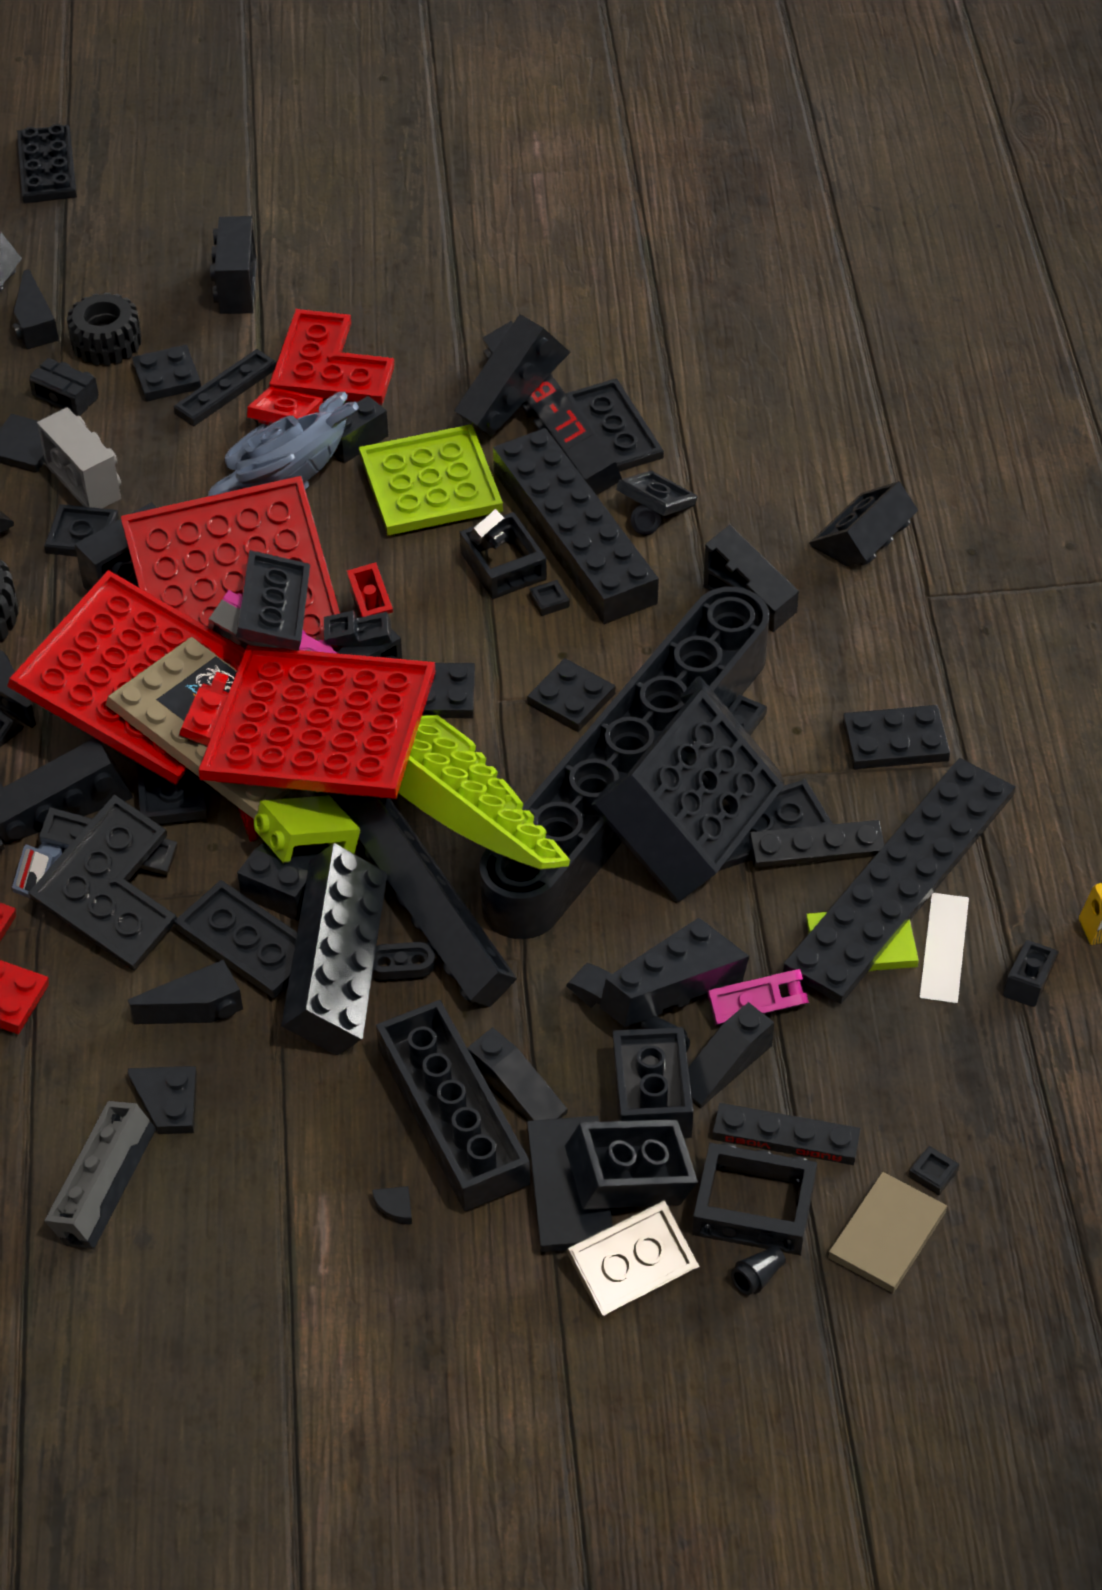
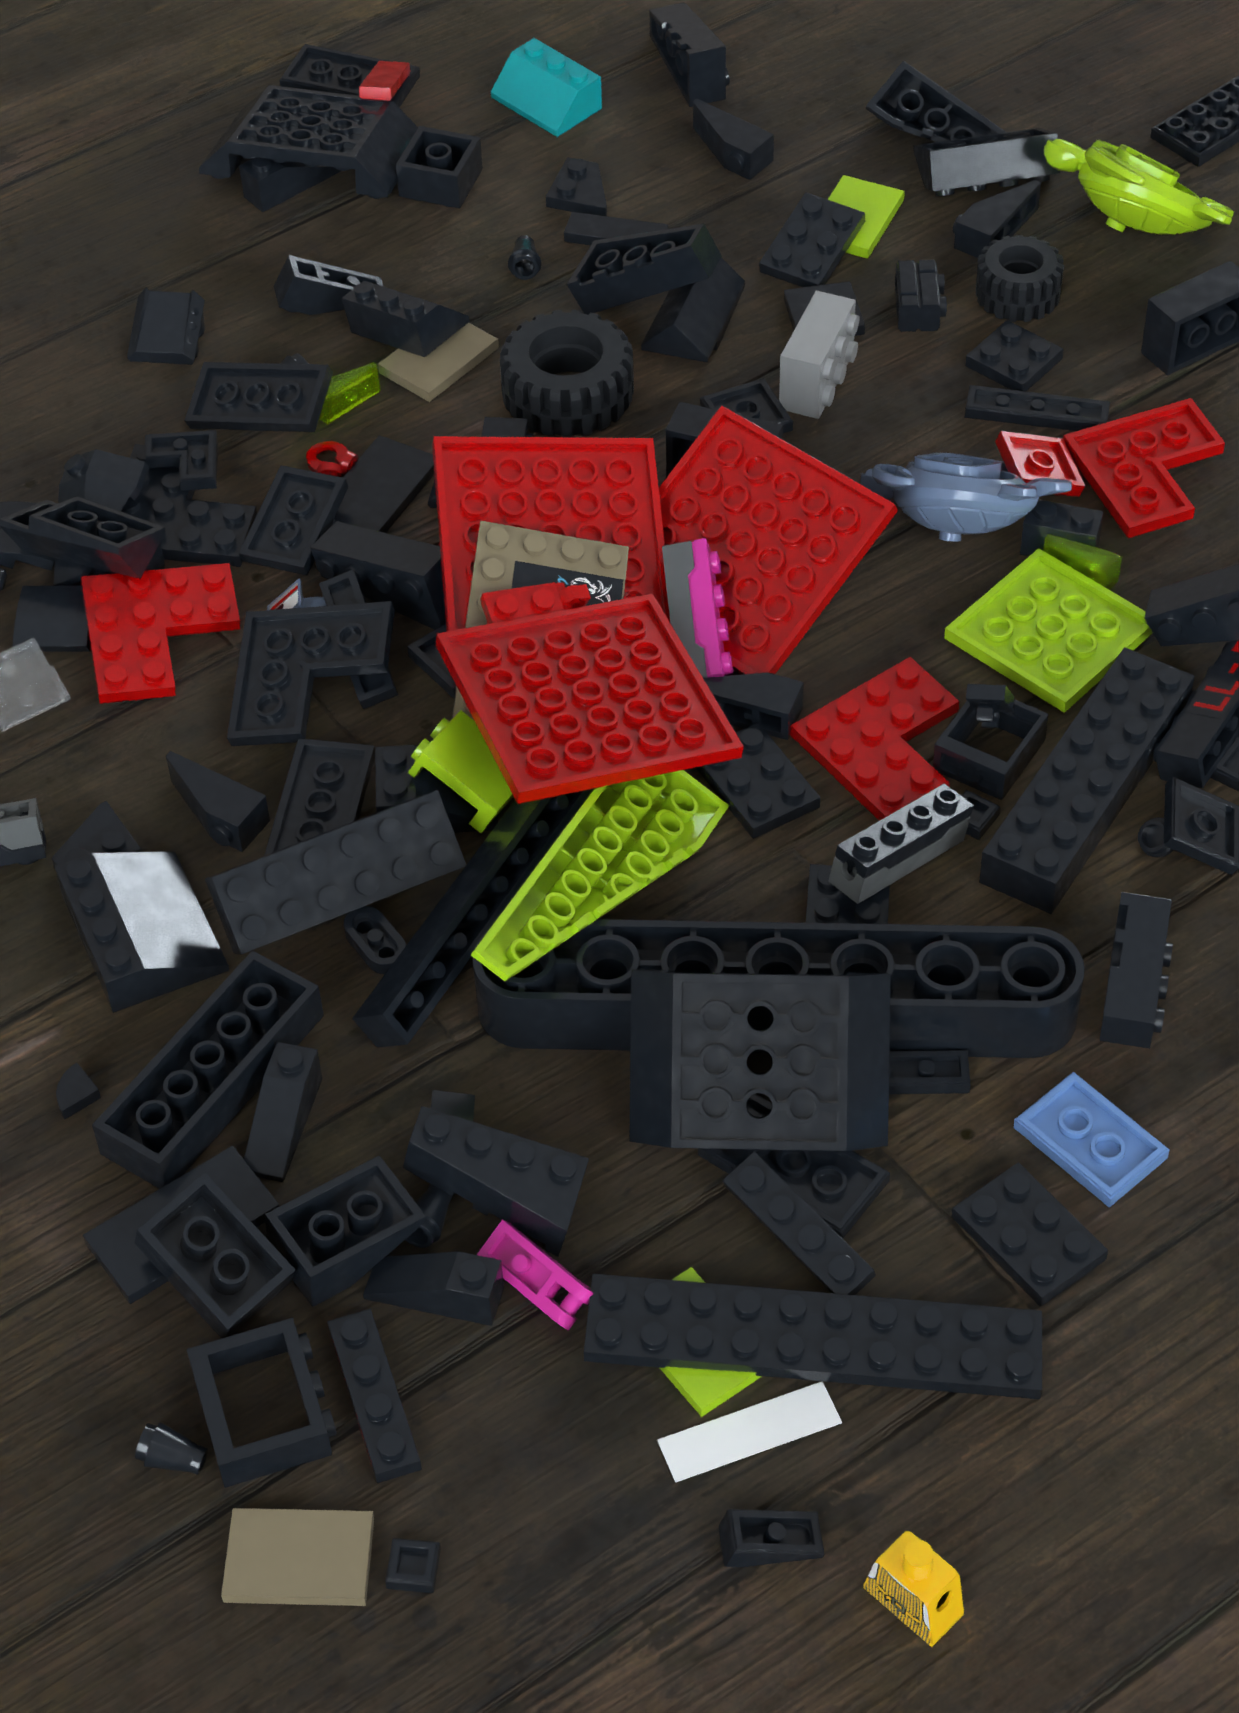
camera: 60 degrees right, 0 degrees up
(87, 229) = (1135, 189): none -> lime animal
(269, 1100) = (139, 924): none -> black slope
(273, 600) = (720, 578): black plate -> none
(350, 631) = (761, 672): black slope -> none
(368, 590) = (830, 659): red slope -> none
(394, 428) = (1091, 561): none -> clear neon green slope
(439, 622) = (867, 732): none -> red plate
(561, 636) = (900, 843): none -> black piece
(632, 1258) = (115, 1325): tile -> none
(846, 672) = (1091, 1139): none -> medium blue tile

